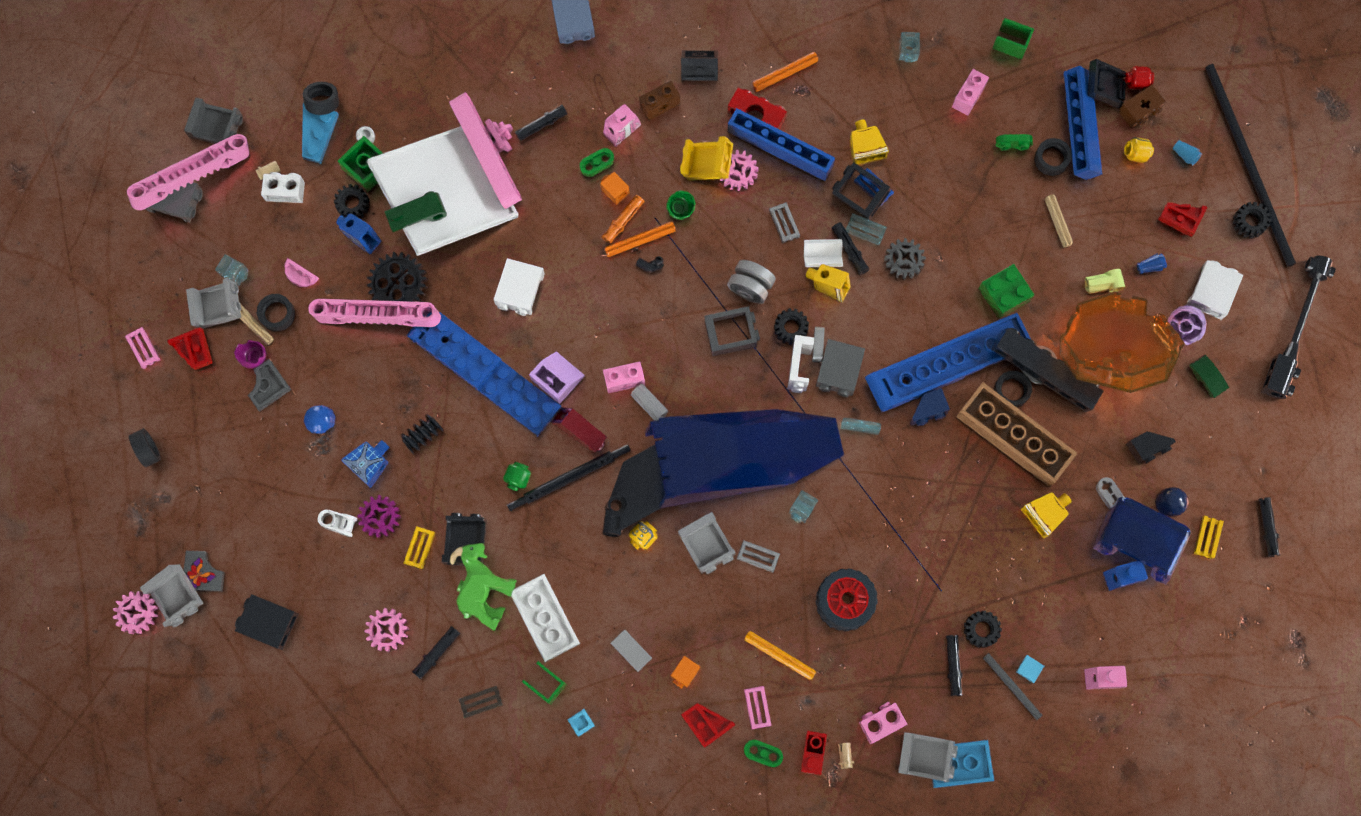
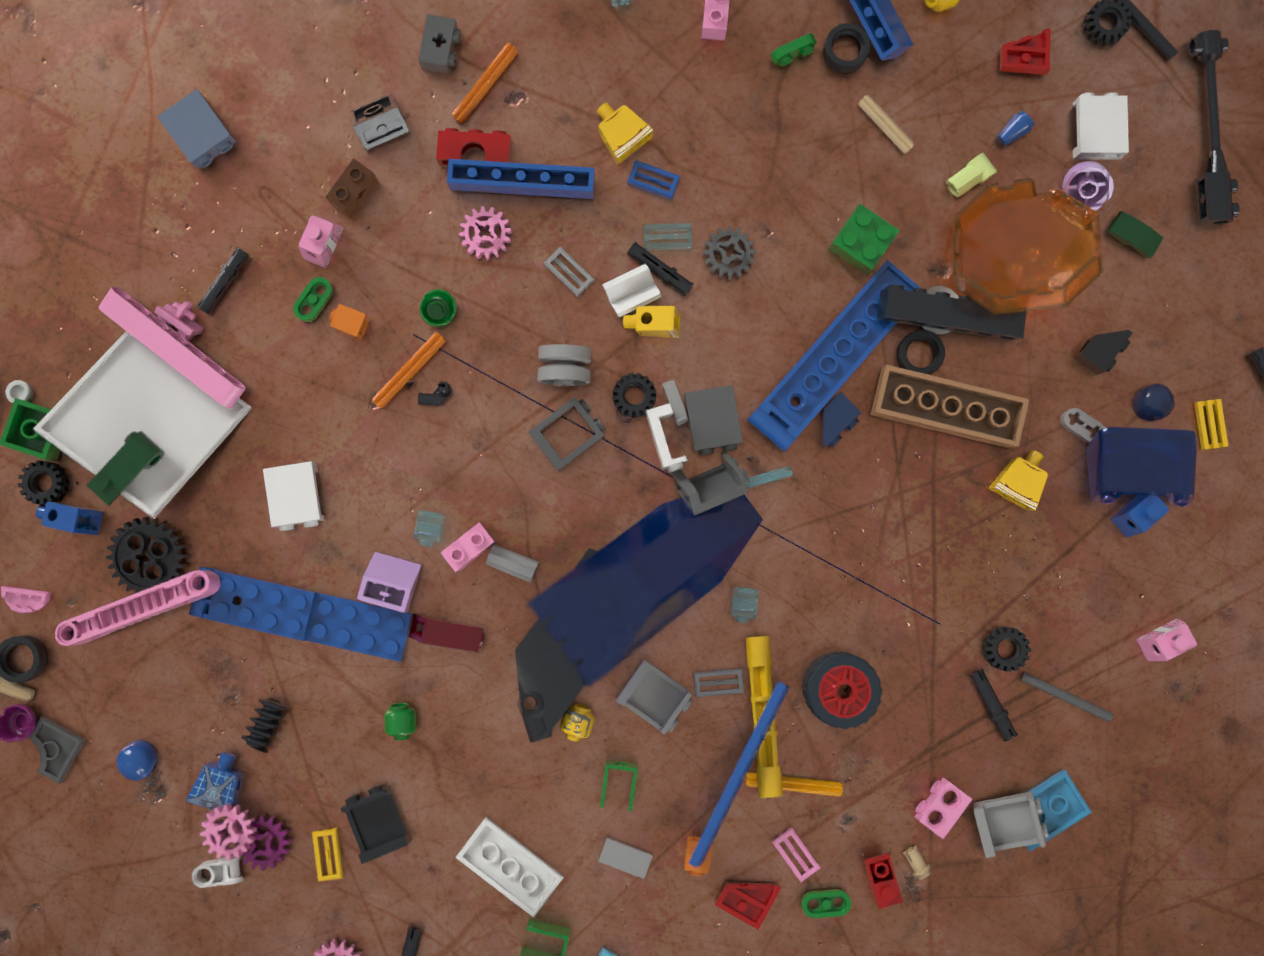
camera: 30 degrees left, 10 degrees up
(354, 499) = (218, 836): none -> bright pink gear
(478, 585) = (417, 873): bright green animal -> none
(568, 477) = (460, 693): black axle -> none
(602, 351) = (428, 527): none -> clear light blue brick
(620, 222) = (377, 354): orange pin -> none
(652, 576) = (620, 766): none -> green piece
(707, 159) = (442, 237): yellow panel -> none
(743, 621) = (739, 774): none -> blue tile
(765, 32) = (439, 30): none -> dark grey brick
(780, 592) = (768, 768): none -> yellow piece
(818, 412) = (712, 486): none -> dark grey panel
(876, 201) = (666, 198): black window -> none
(1030, 669) = (1077, 668): medium azure tile -> none

